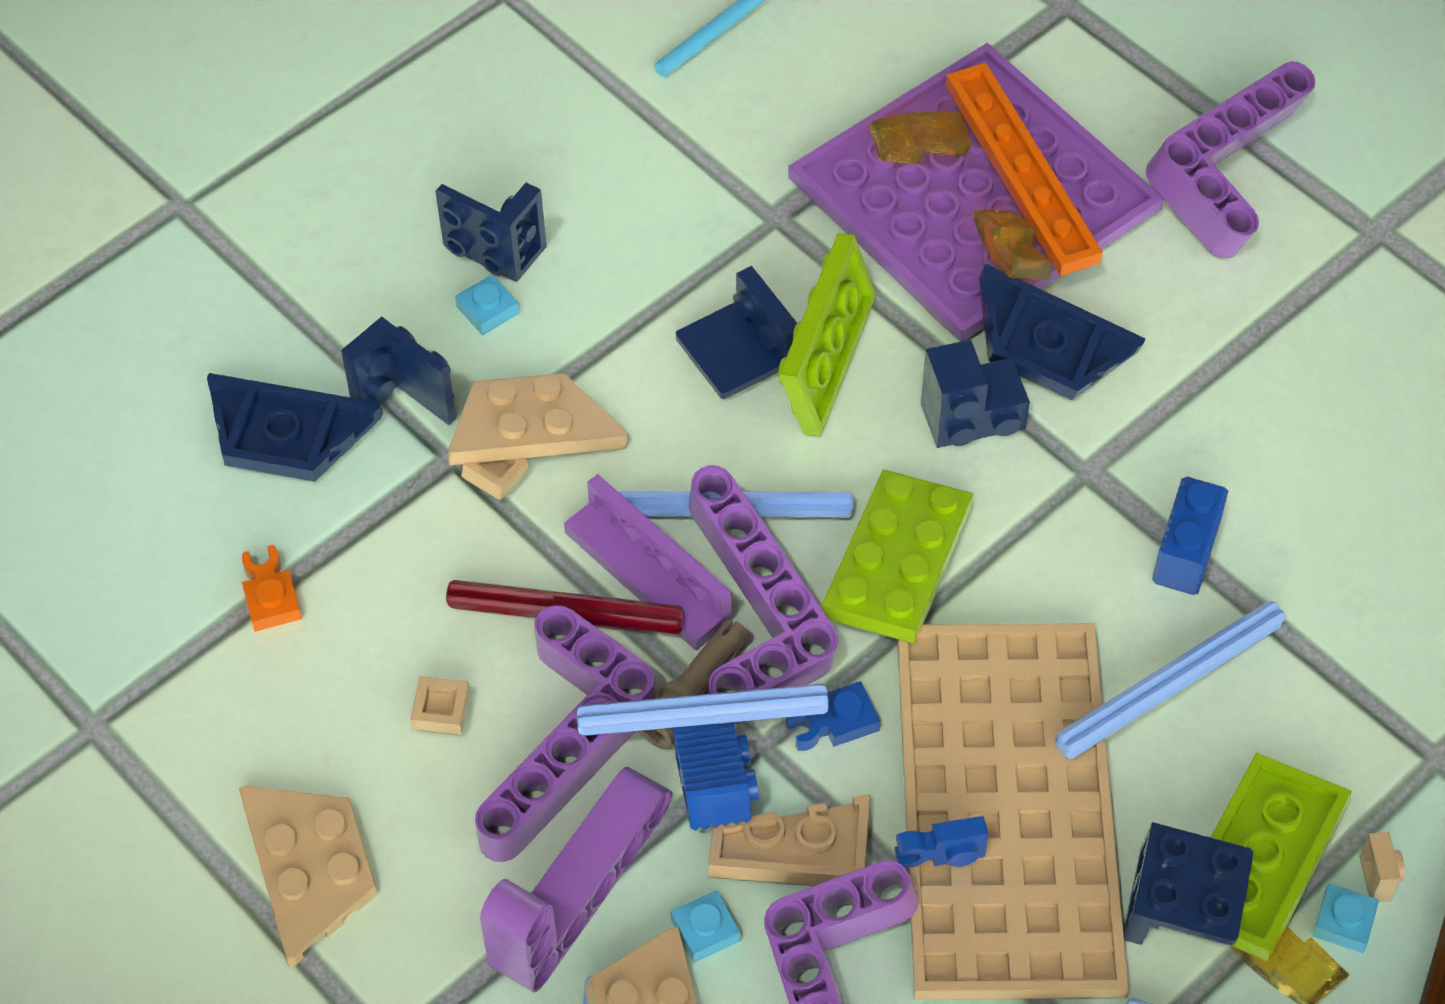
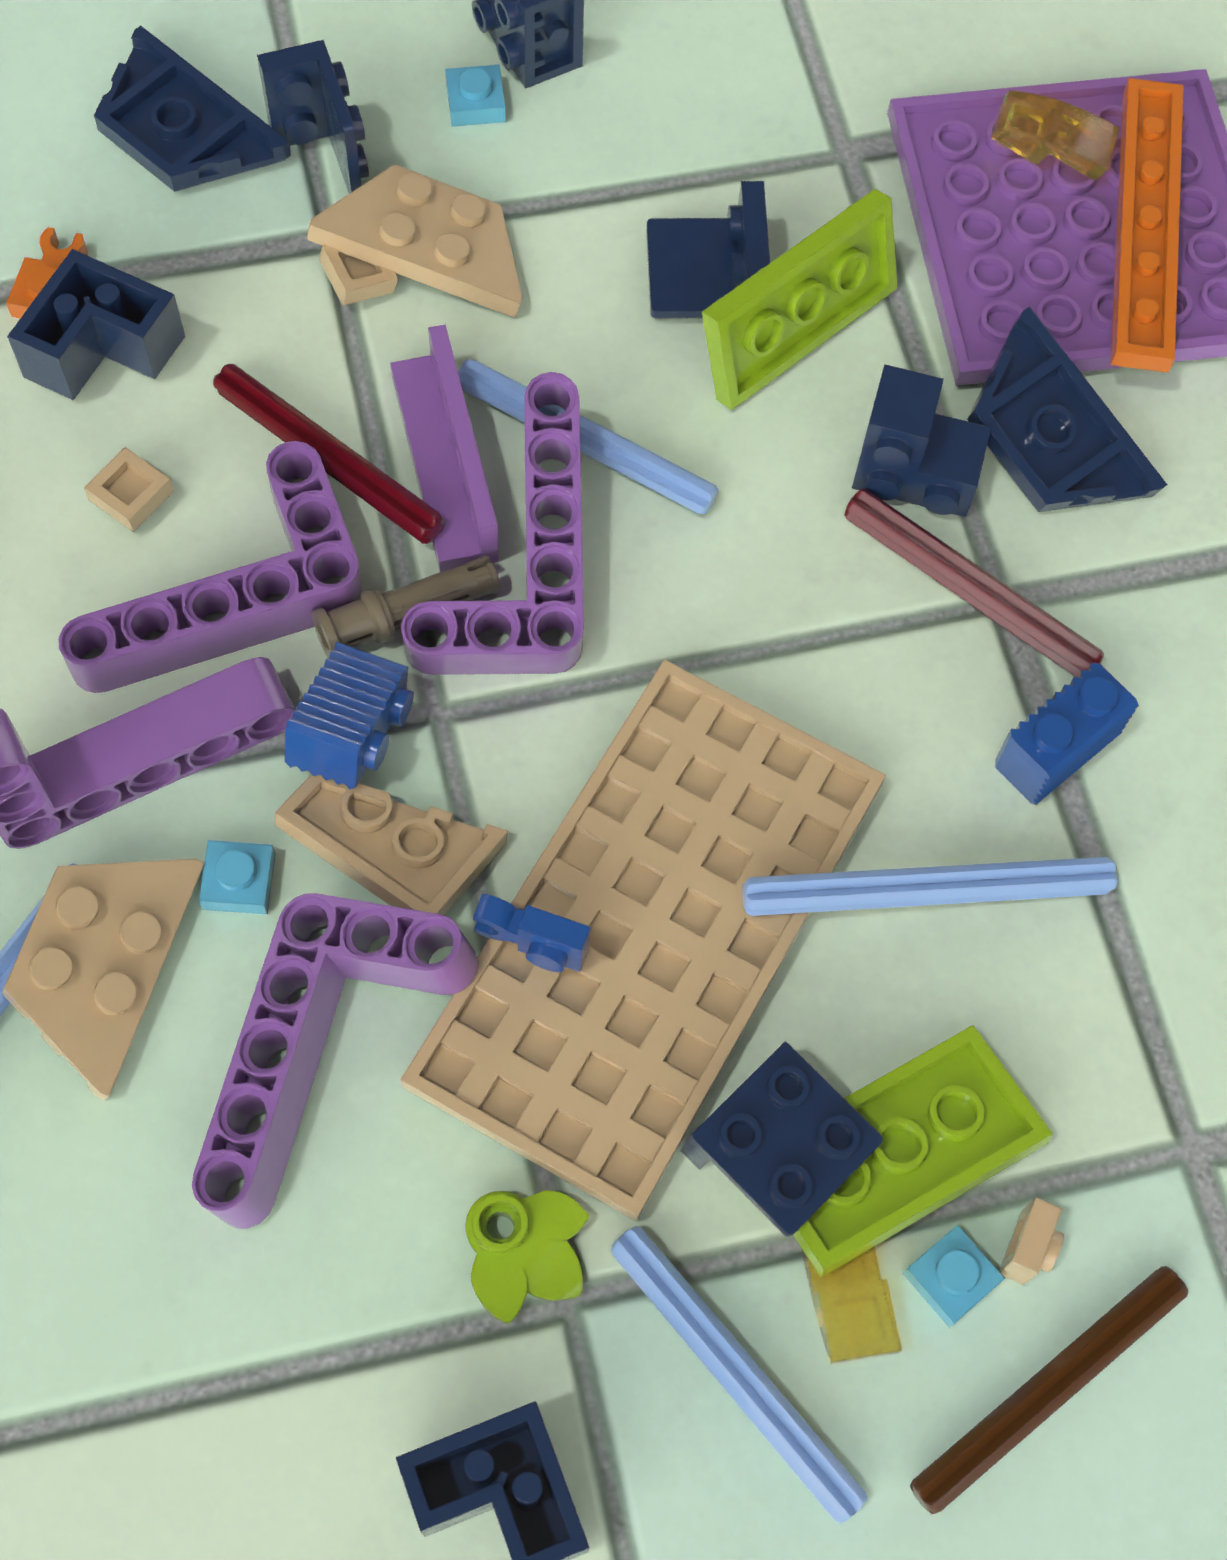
camera: 25 degrees right, 10 degrees up
(338, 592) = (91, 315): none -> dark blue brick
(702, 709) = (376, 639): light blue axle -> none
(848, 718) = (542, 727): blue plate -> none
(897, 556) = (717, 583): lime plate -> none
(1009, 244) = (1074, 299): clear yellow slope -> none
(1062, 469) = (972, 583): none -> axle

